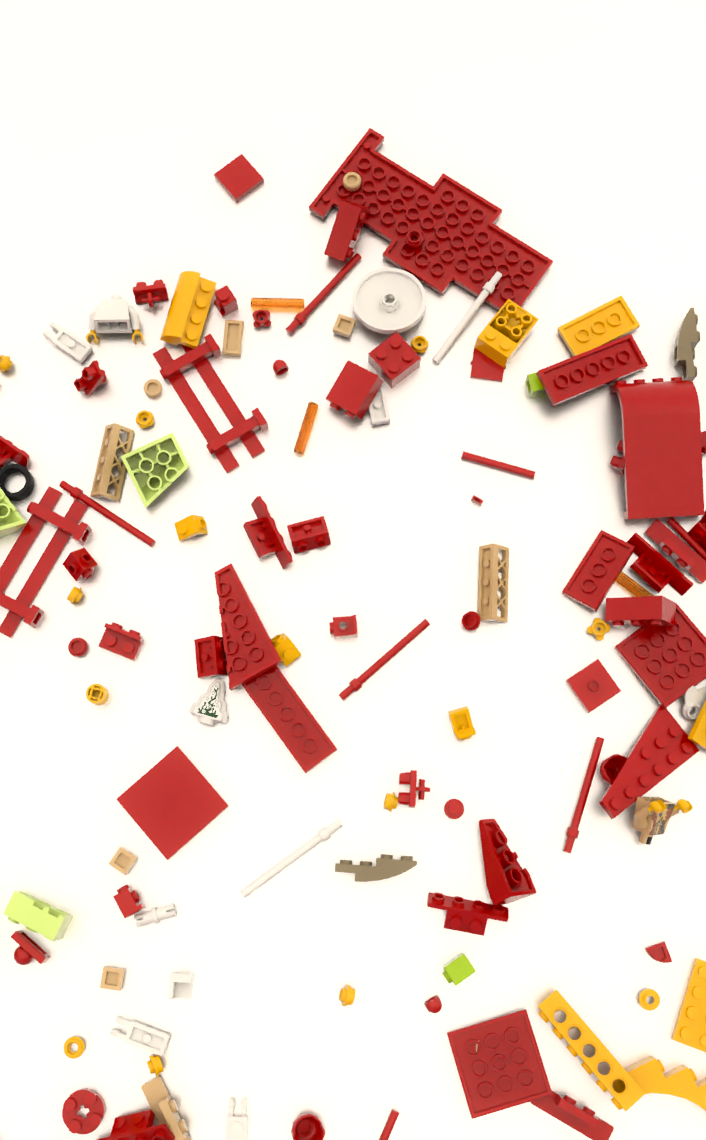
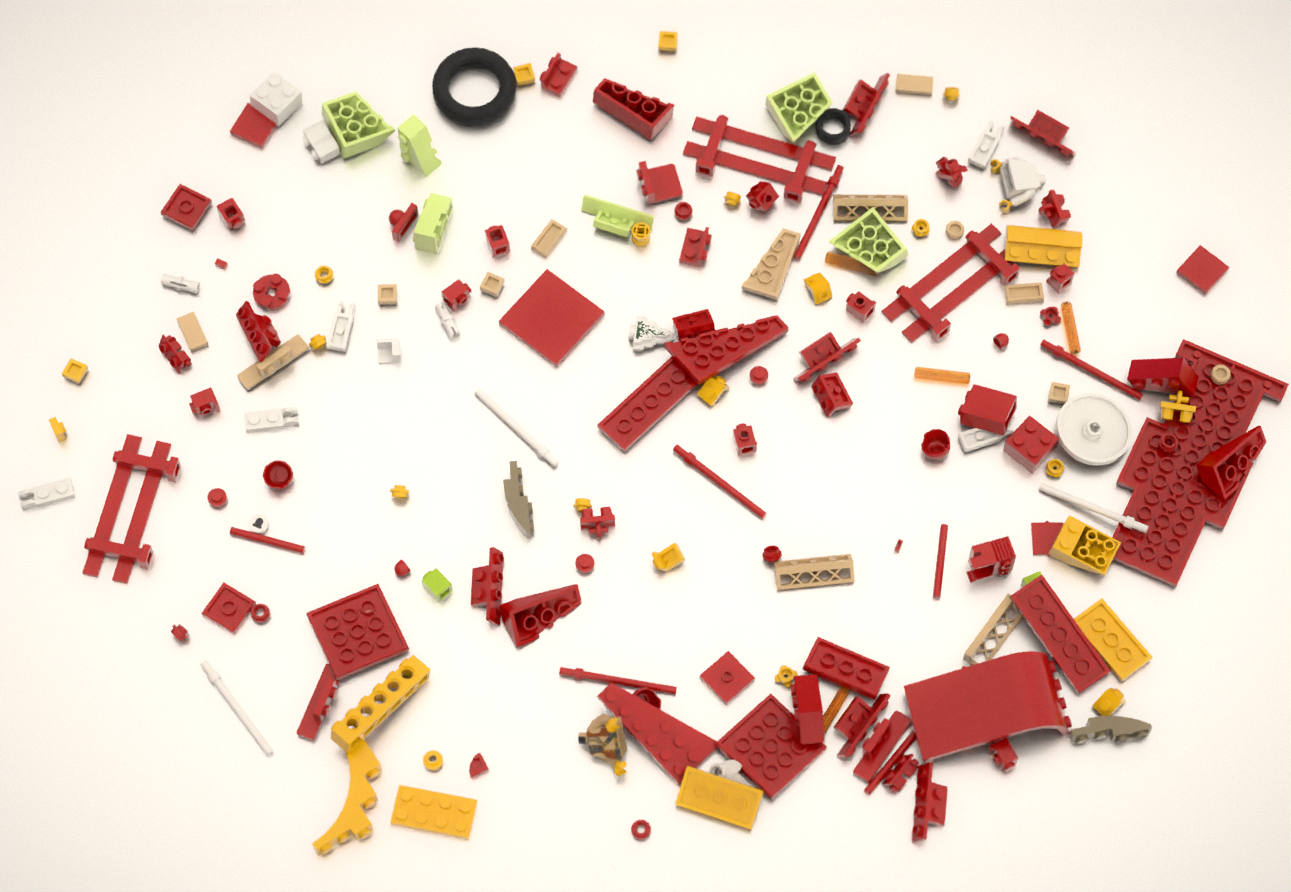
camera: 80 degrees right, 10 degrees down
(41, 666) = (659, 182): none -> bracket
(63, 282) = (1047, 128): none -> red bracket
(72, 718) = (614, 216): none -> yellowish green bracket
(80, 791) = (548, 238): none -> tan tile
(80, 843) = (497, 240): none -> brick
(160, 567) = (773, 266): none -> tan wing
(168, 495) = (848, 262): none -> clear orange axle
(226, 492) = (860, 311): none -> red brick
(276, 601) = (758, 375): none -> plate
(380, 221) = (1186, 411): none -> yellow hips
(381, 445) = (936, 444): none -> red hair
(444, 194) = (1227, 464): none -> red wedge
(510, 415) = (991, 559): none -> red piece
(577, 433) = (988, 628): none -> tan fence
(659, 341) = (1109, 701): none -> yellow bracket

